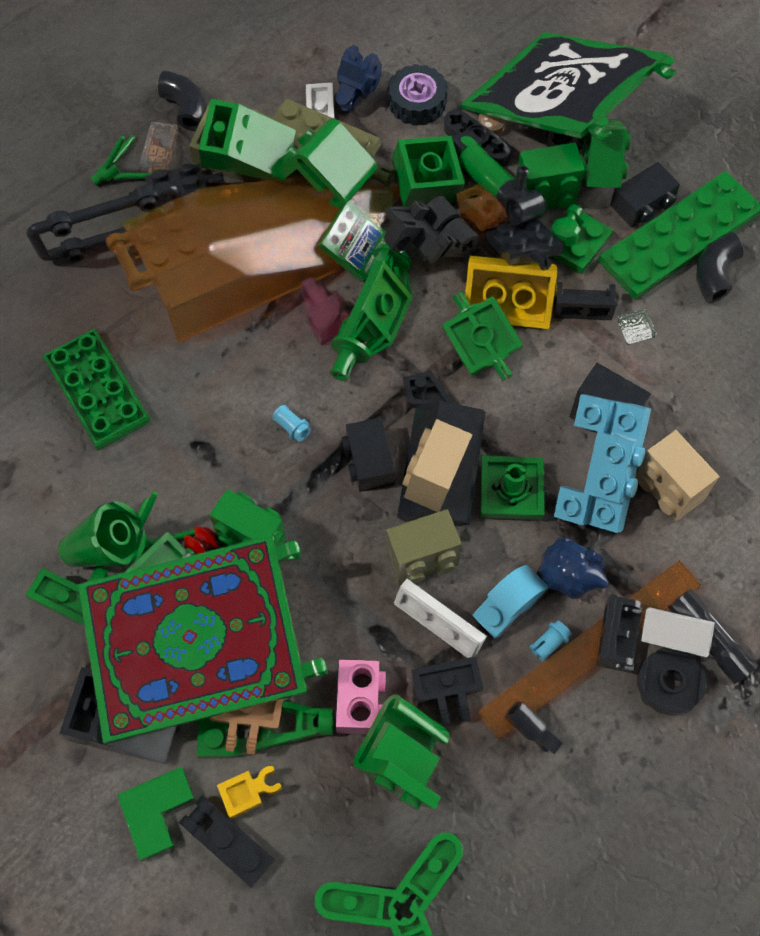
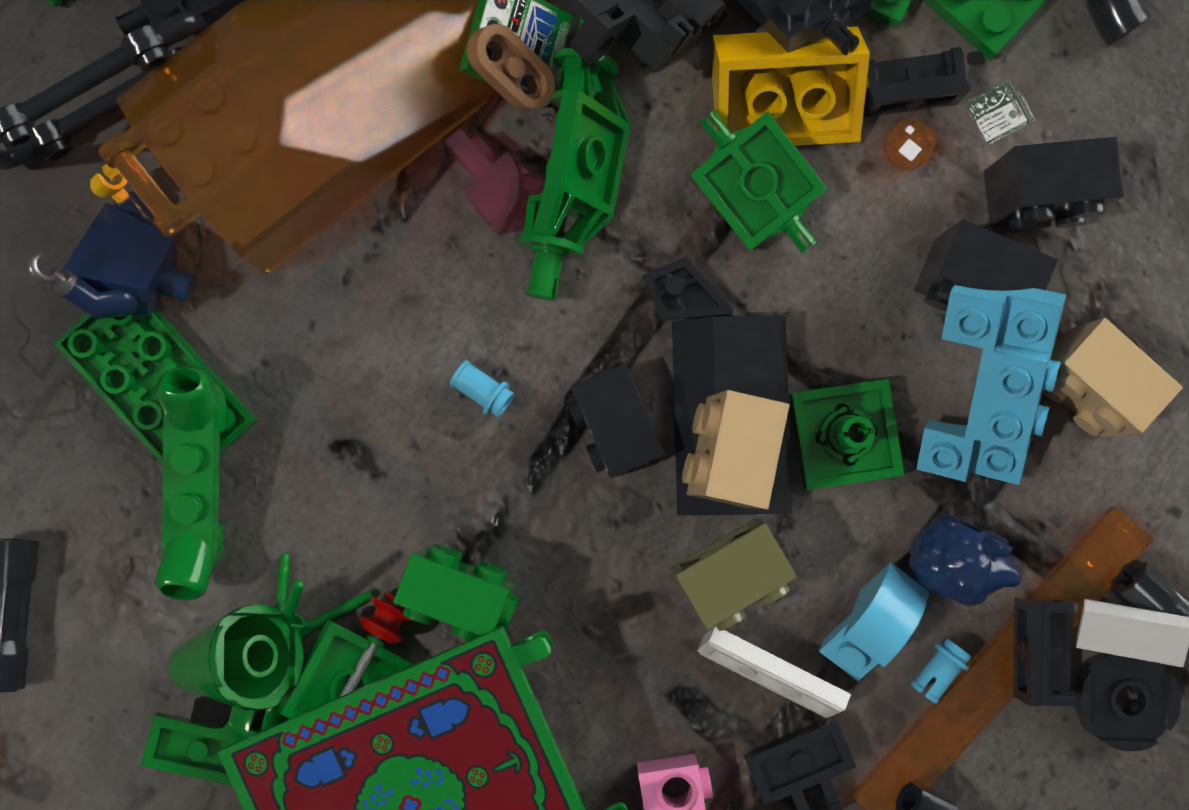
camera: 10 degrees left, 20 degrees up
(94, 468) = (190, 503): none -> green plate
(97, 312) = (121, 259): none -> dark blue torso
(348, 247) = (510, 64): none -> medium nougat plate
(578, 335) = (909, 145): none -> clear orange tile
(660, 360) = (1053, 183): none -> black brick

